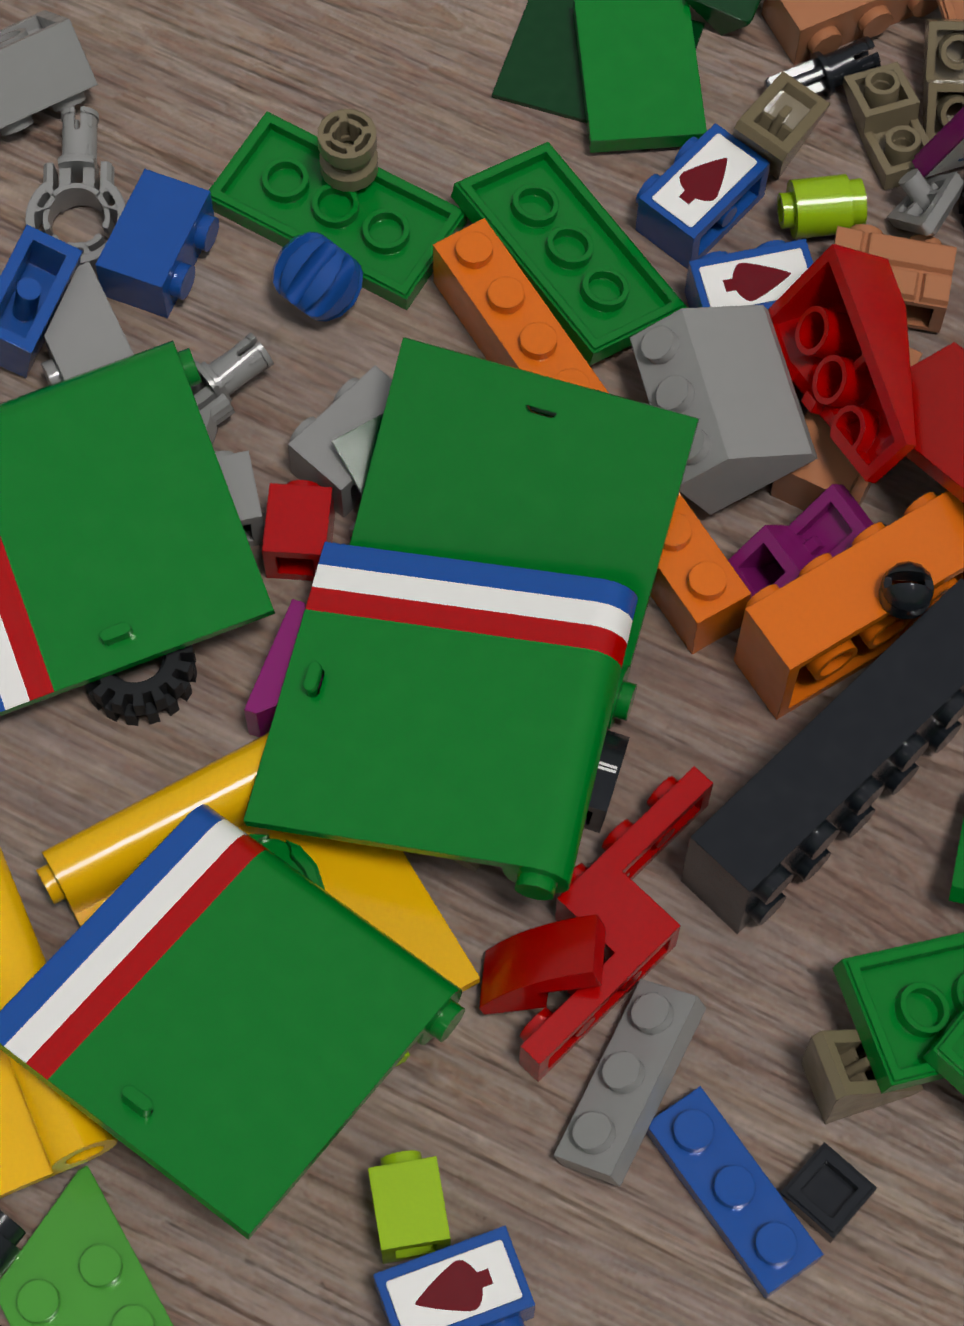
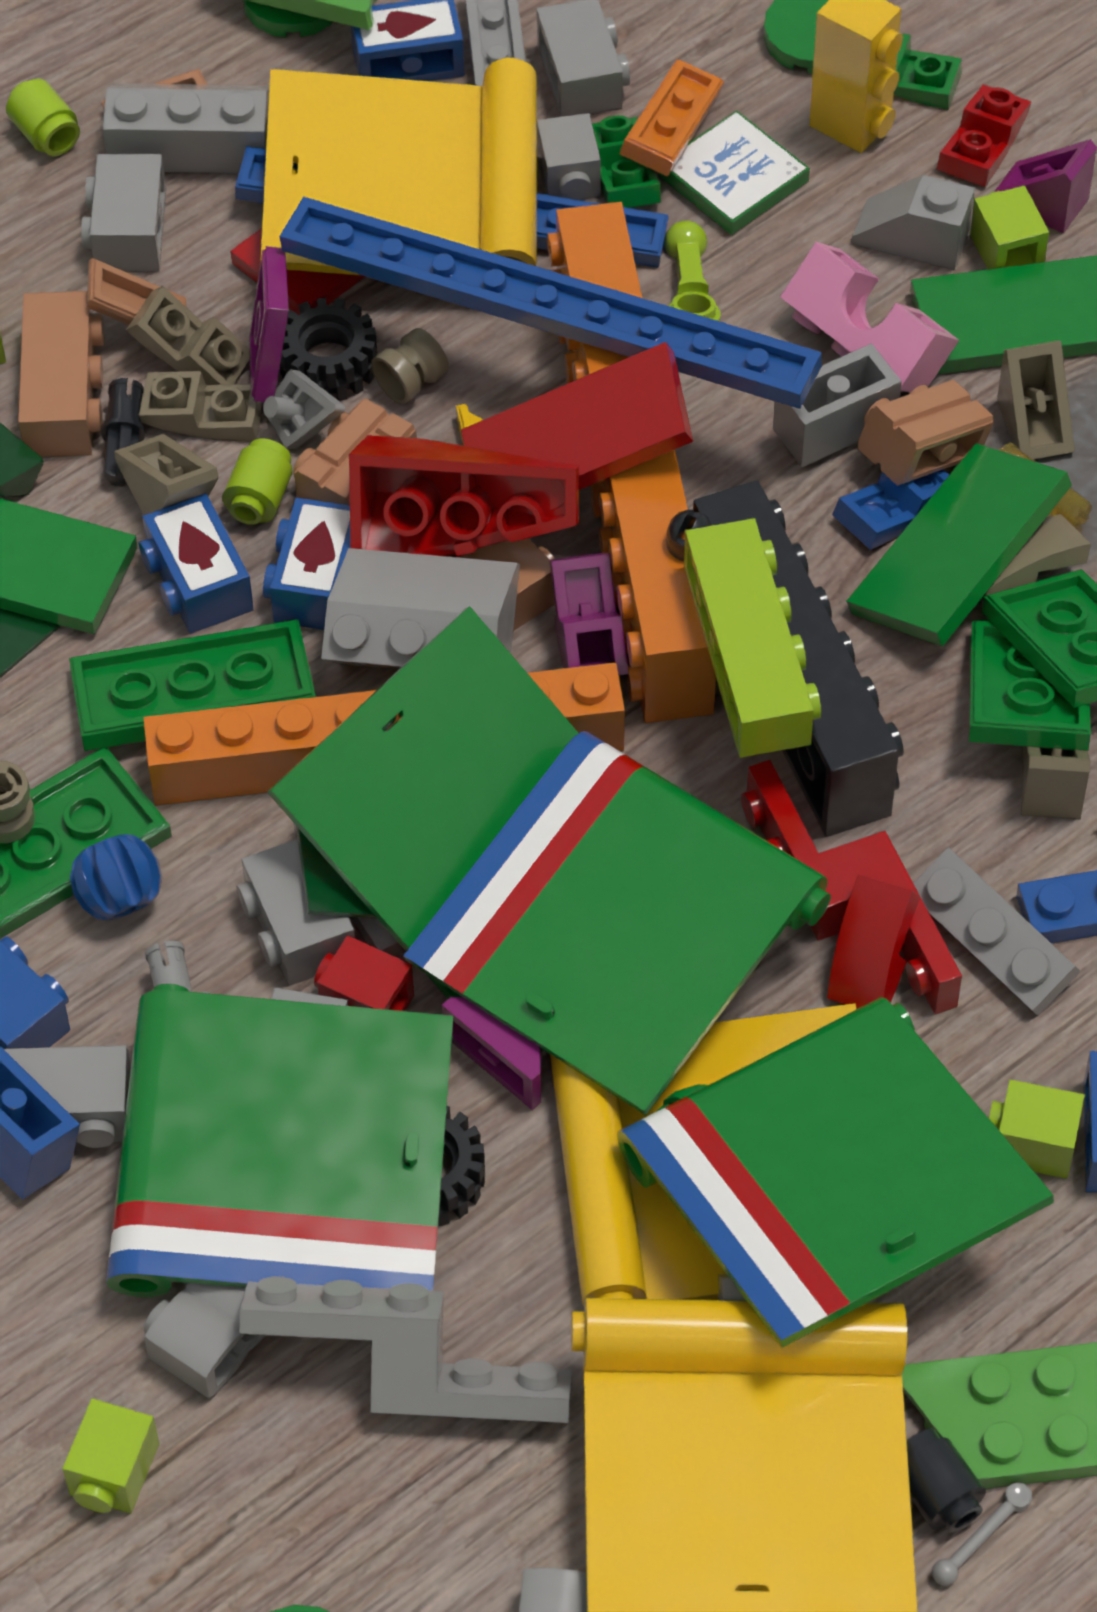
camera: 65 degrees left, 10 degrees down
(798, 689) = (750, 637): none -> lime brick

